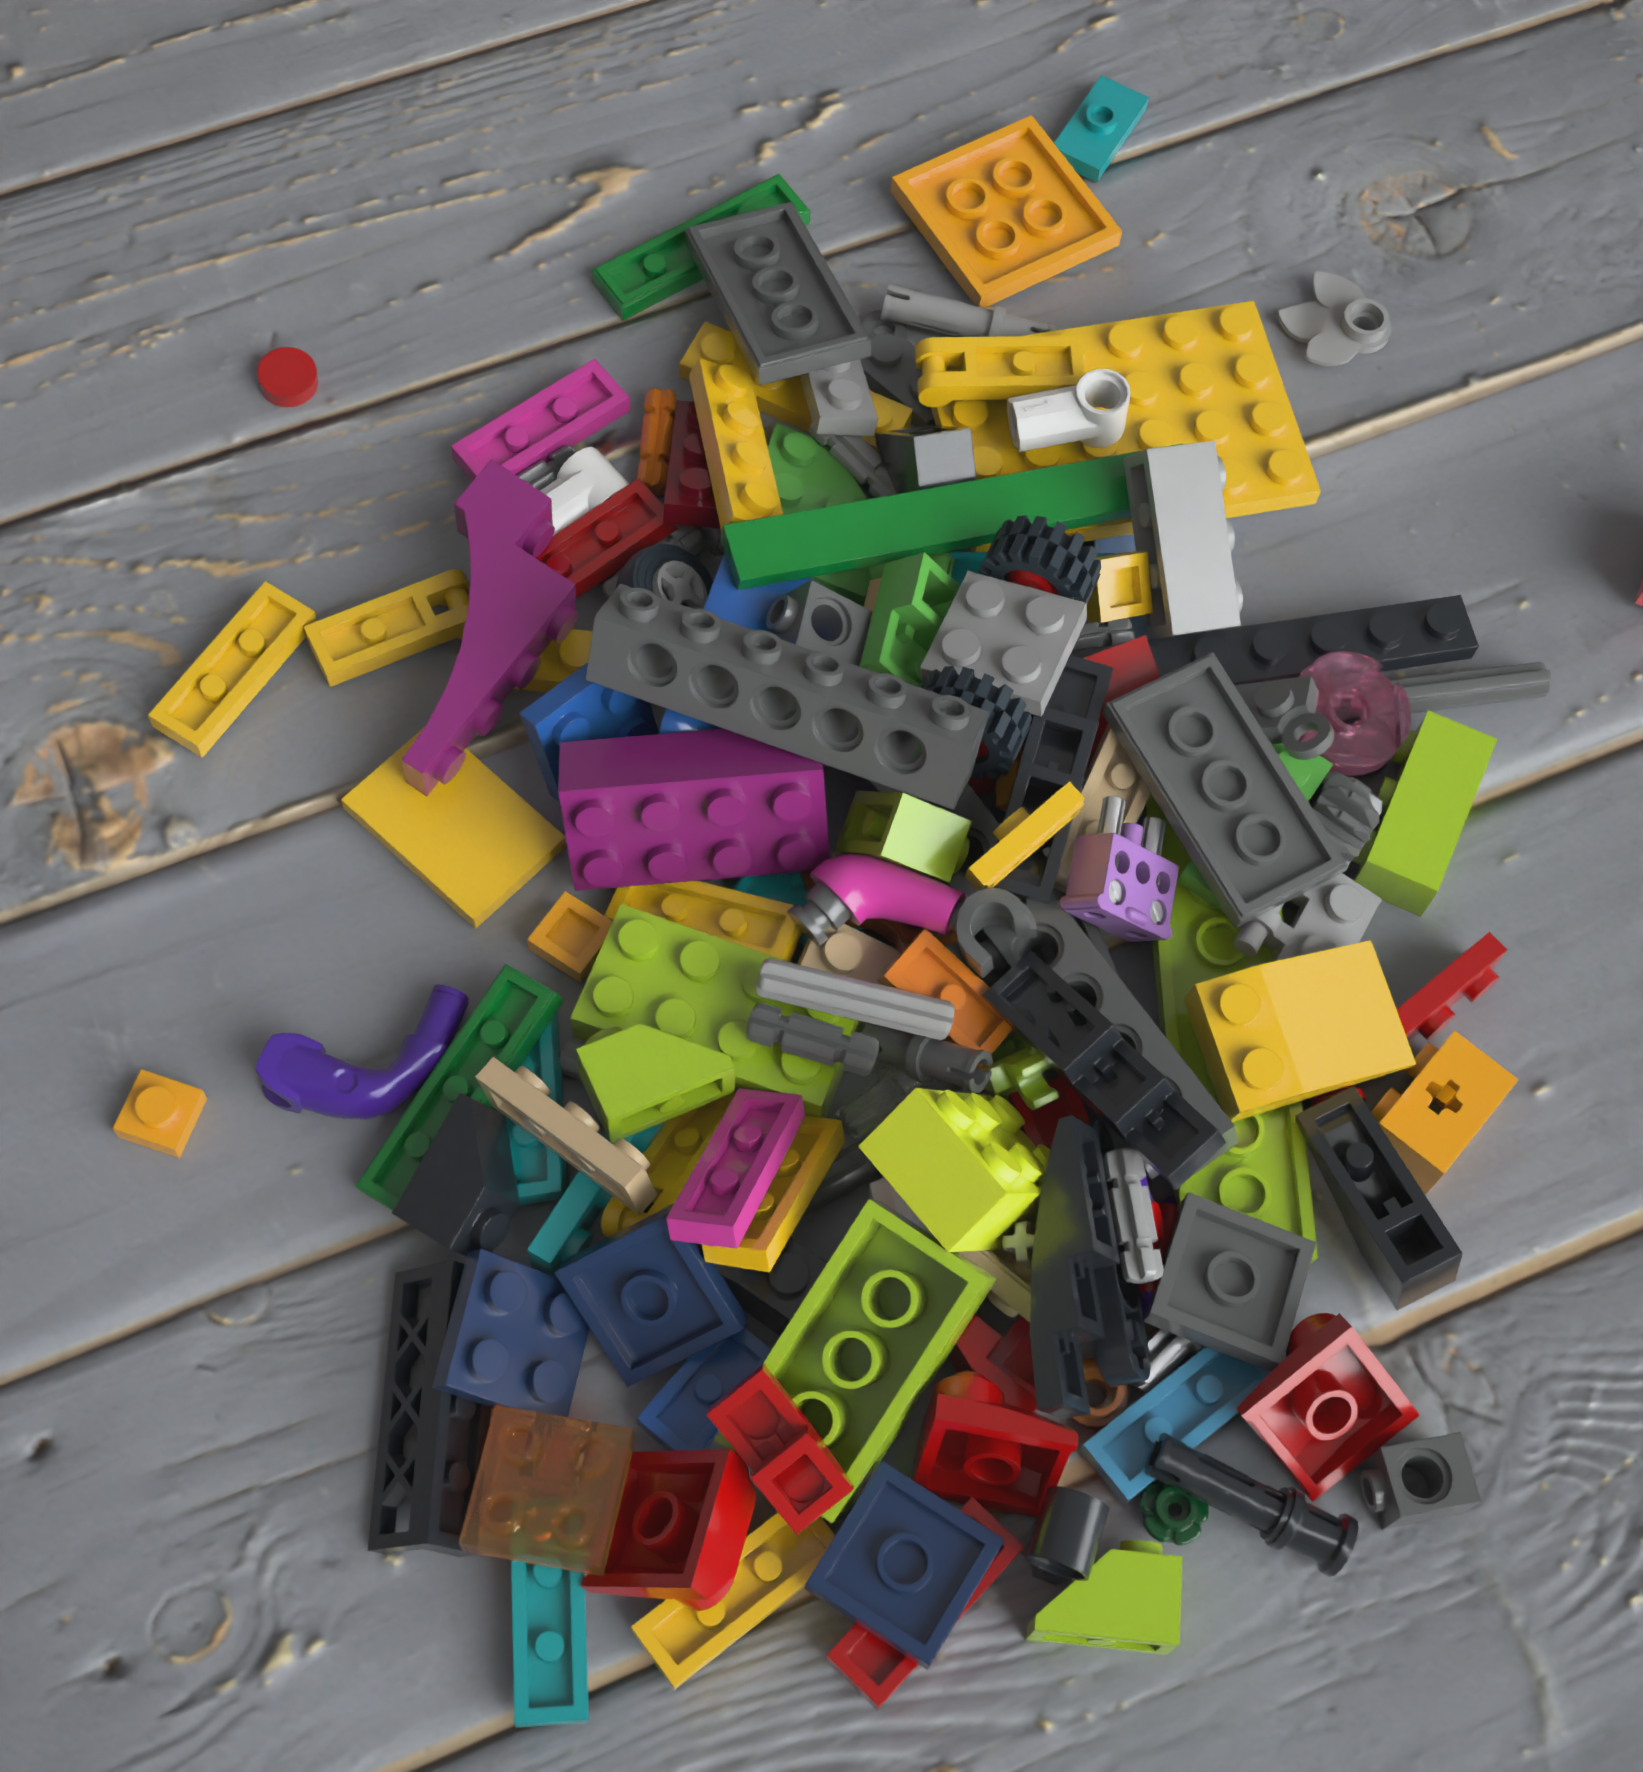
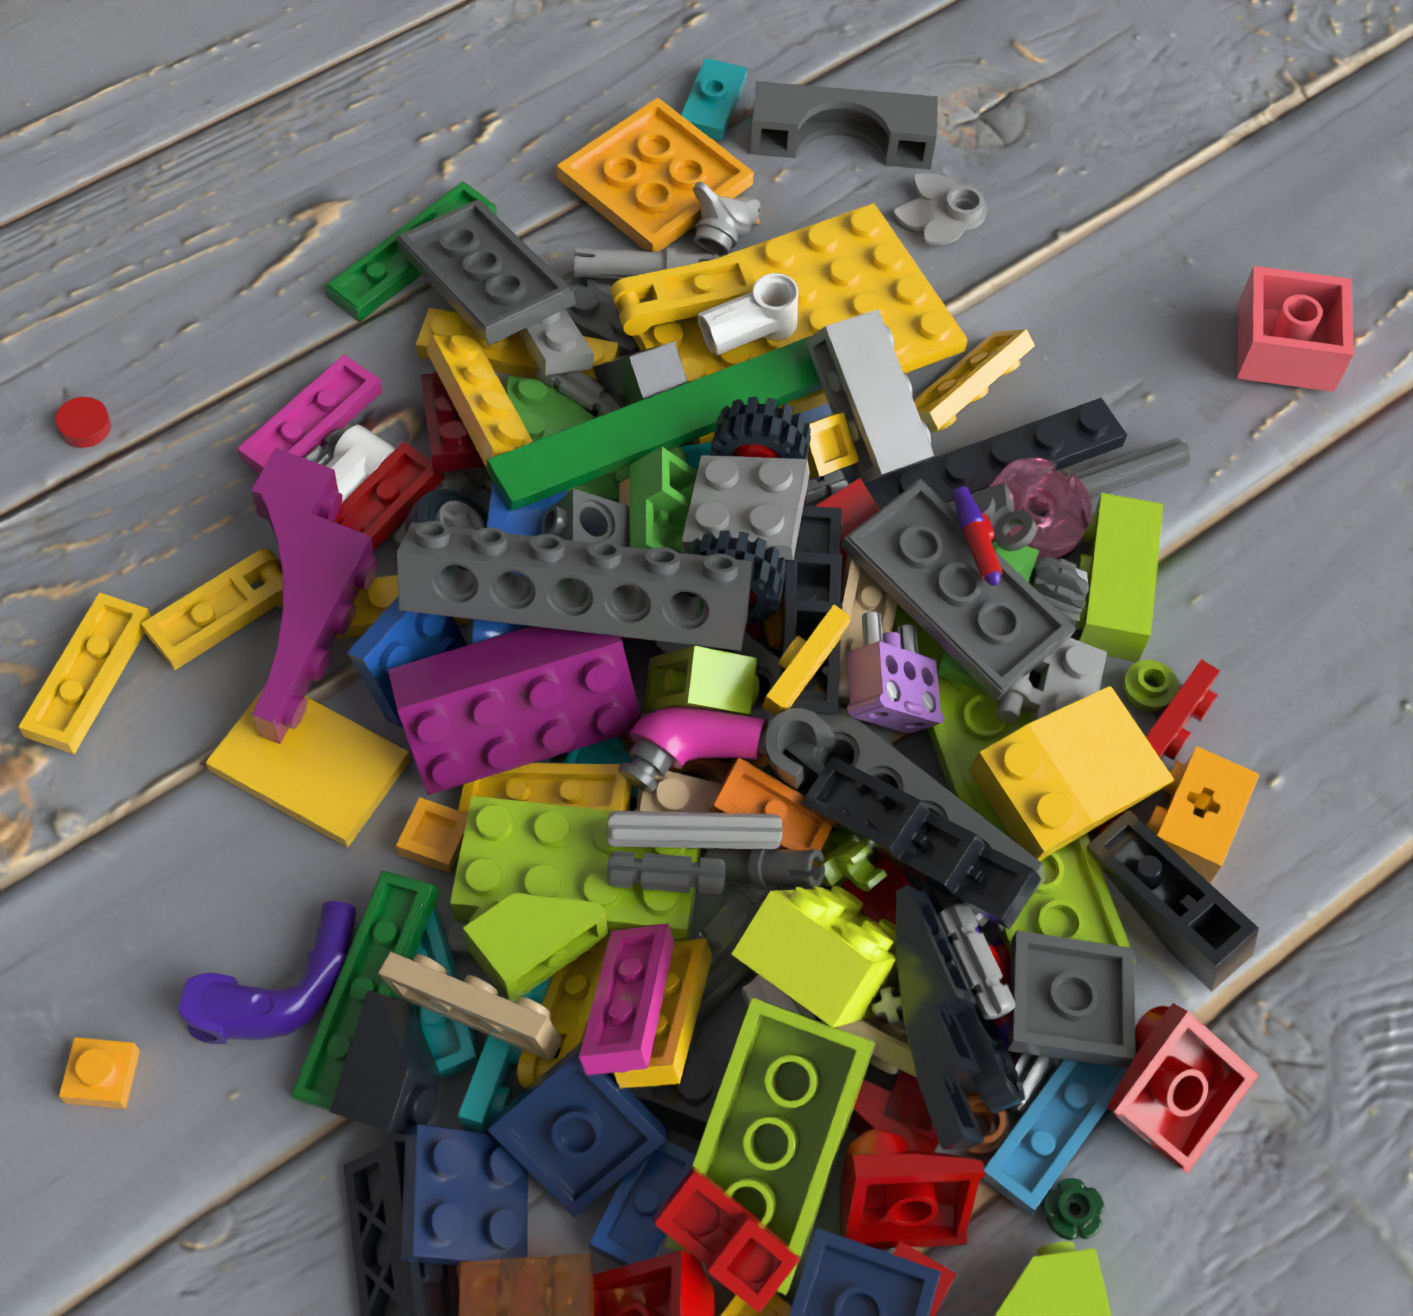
camera: 10 degrees left, 5 degrees down
(656, 439) = (411, 409): orange axle -> none
(1065, 1535) = (991, 1255): black piece -> none
(1072, 284) = (723, 220): none -> light grey animal
(1262, 732) = (978, 534): none -> piece
(1278, 1514) = (1164, 1190): black pin -> none
(1304, 202) = (892, 123): none -> dark grey arch
(1313, 538) = (971, 377): none -> yellow plate
(1414, 958) = (1144, 696): none -> lime plate
(1442, 1464) = (1290, 1116): dark grey brick -> none

